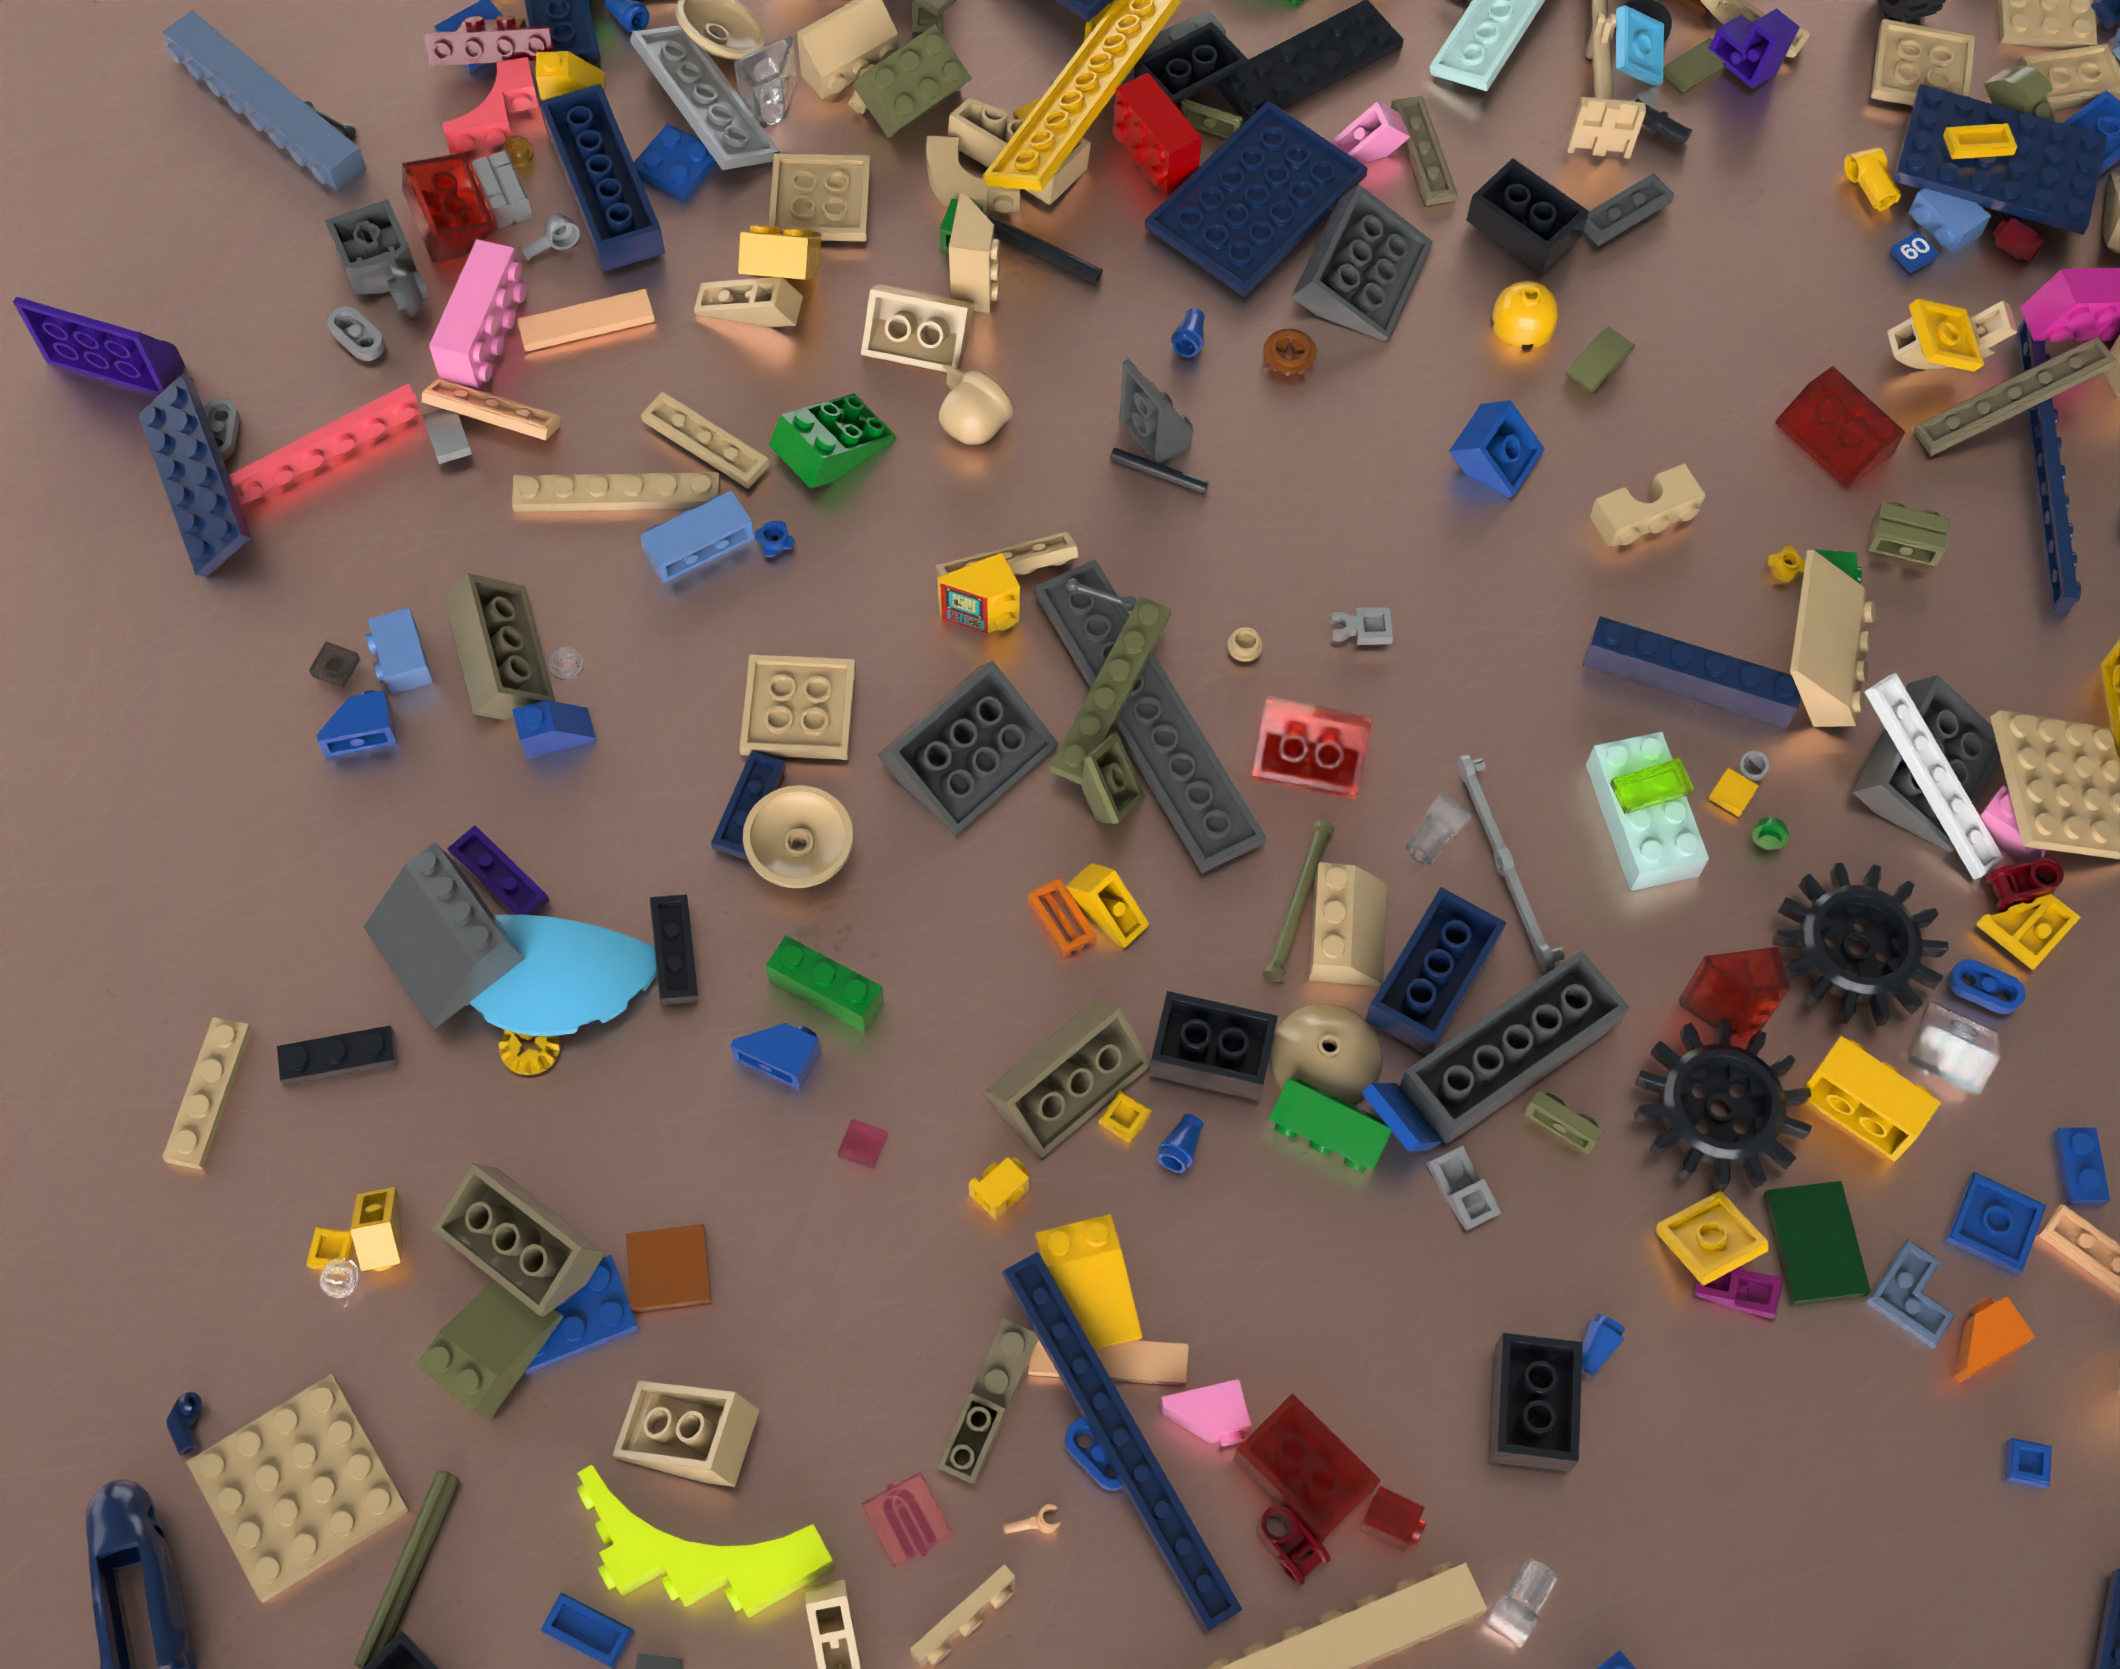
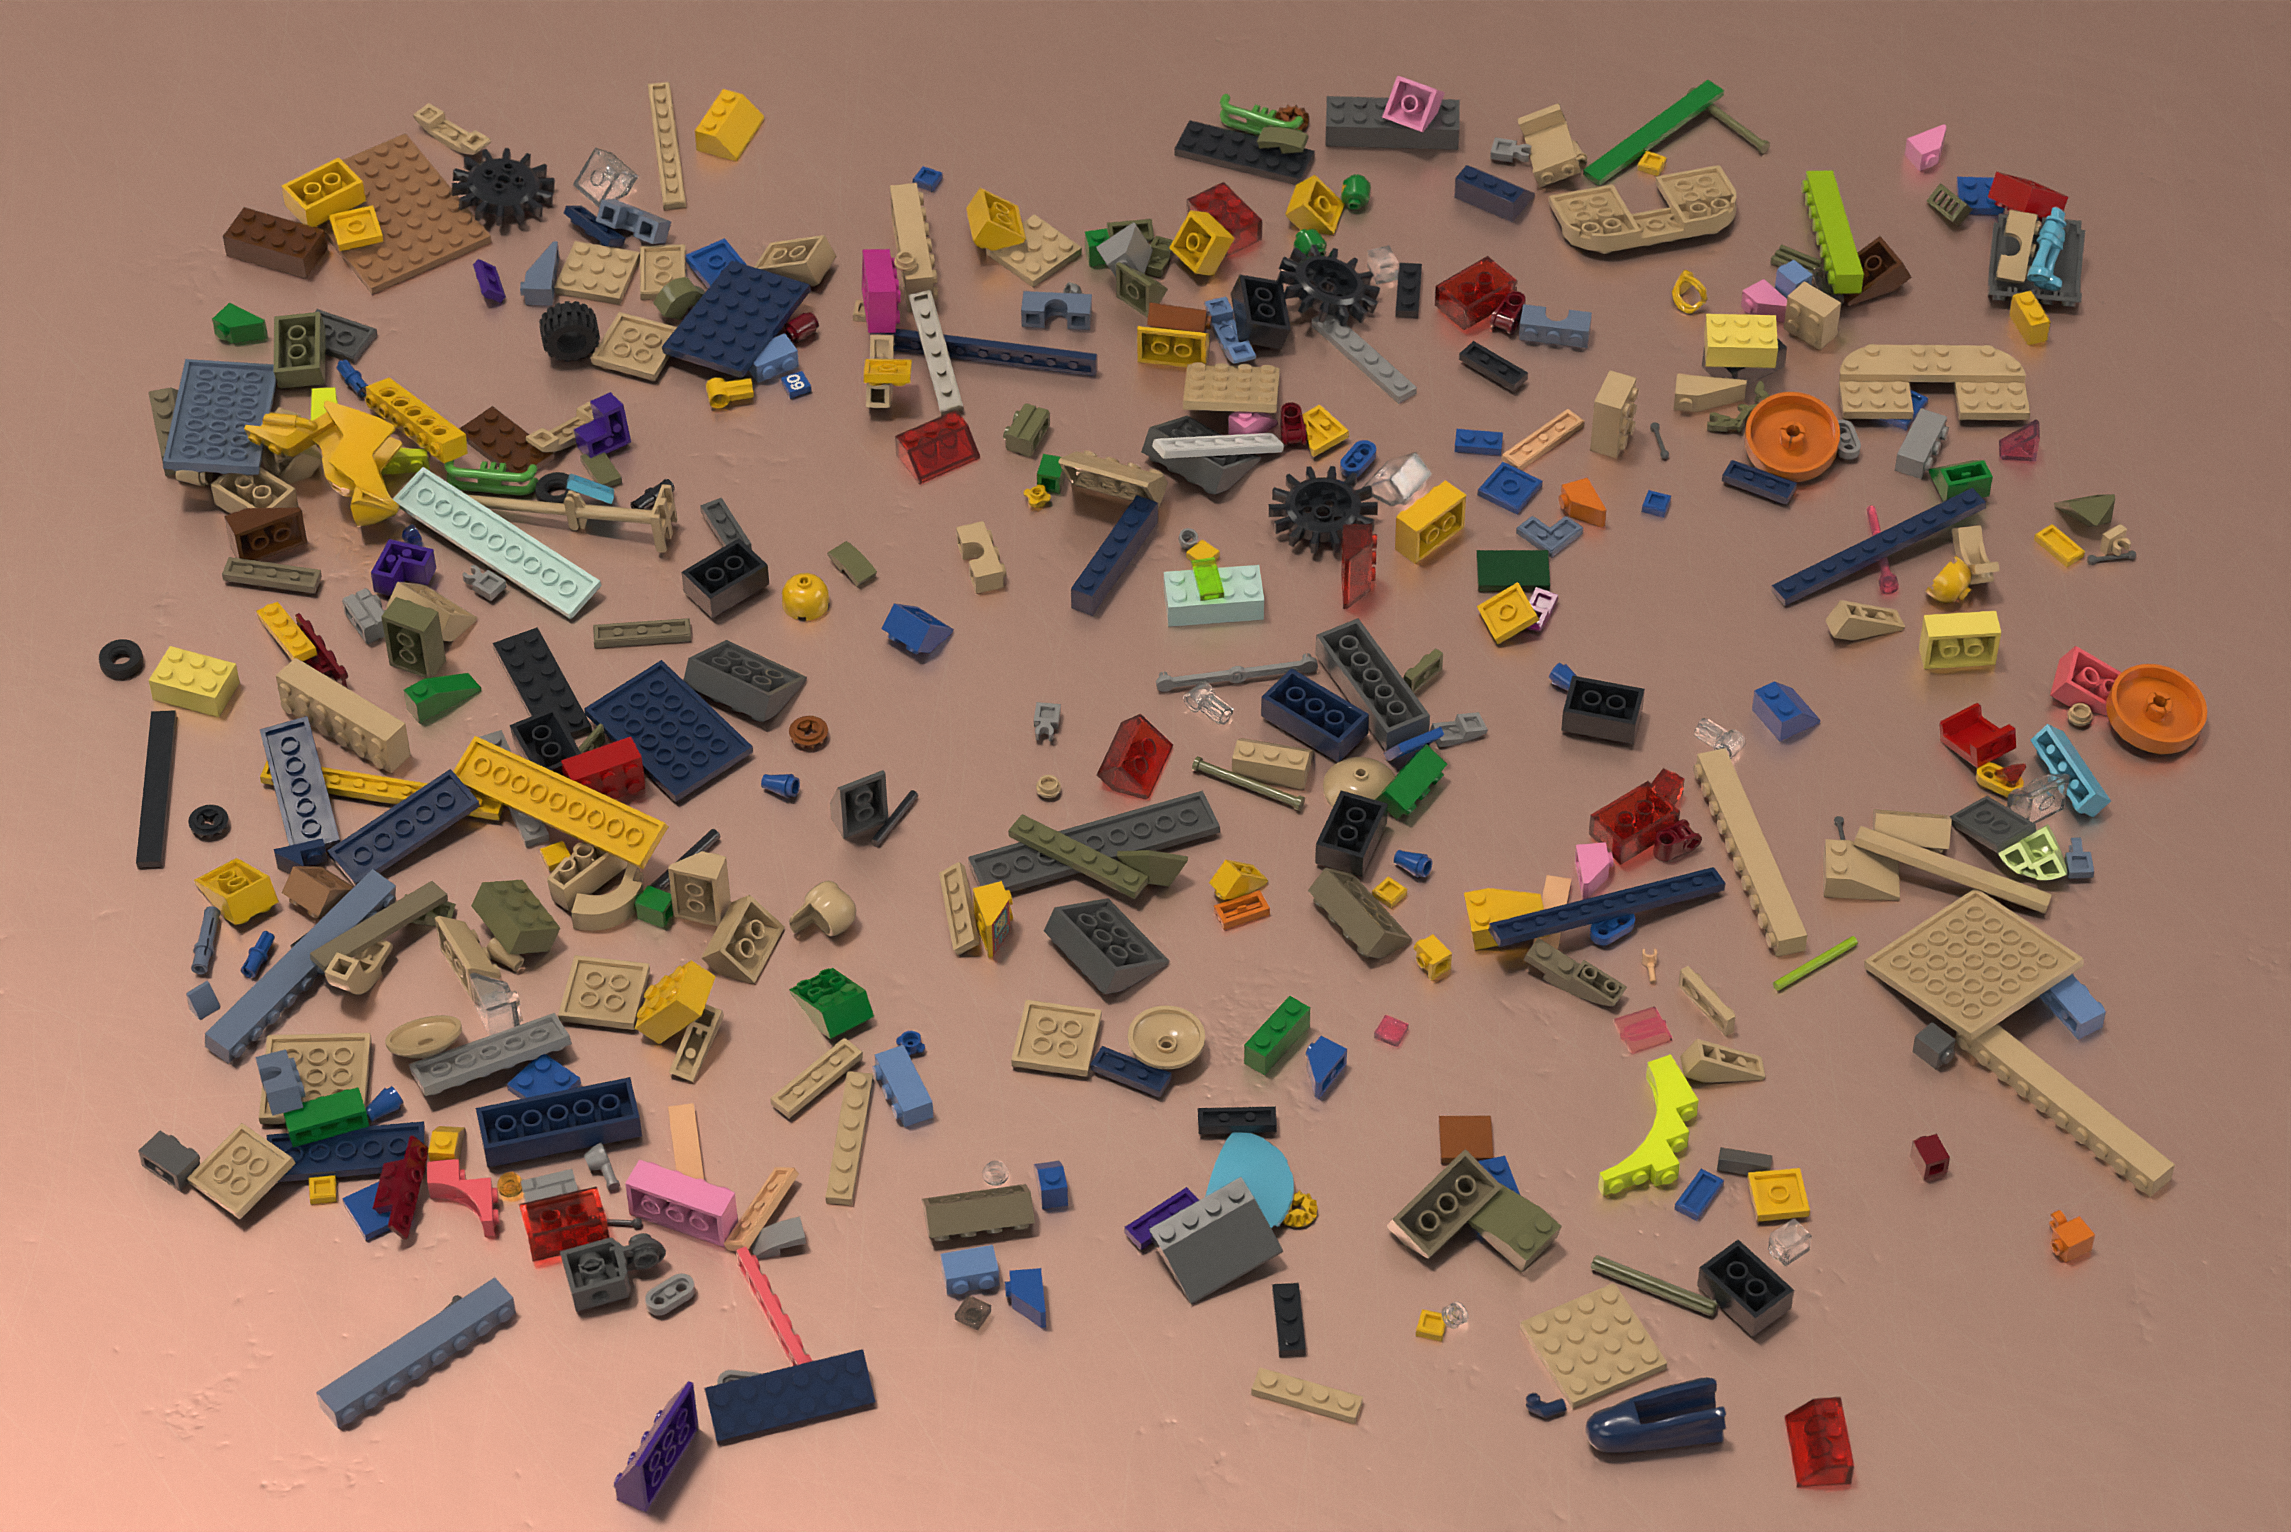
camera: 80 degrees left, 15 degrees down
(377, 1229) = (1423, 1290): yellow slope -> none
(687, 1431) = (1578, 1131): tan slope -> none
(1127, 602) = (1008, 841): dark grey hinge -> none
(1373, 134) = (627, 656): bright pink slope -> none
(1715, 1071) = (1424, 579): black gear -> none
(1770, 833) = (1237, 539): green plate -> none
(1980, 141) = (728, 321): yellow tile -> none

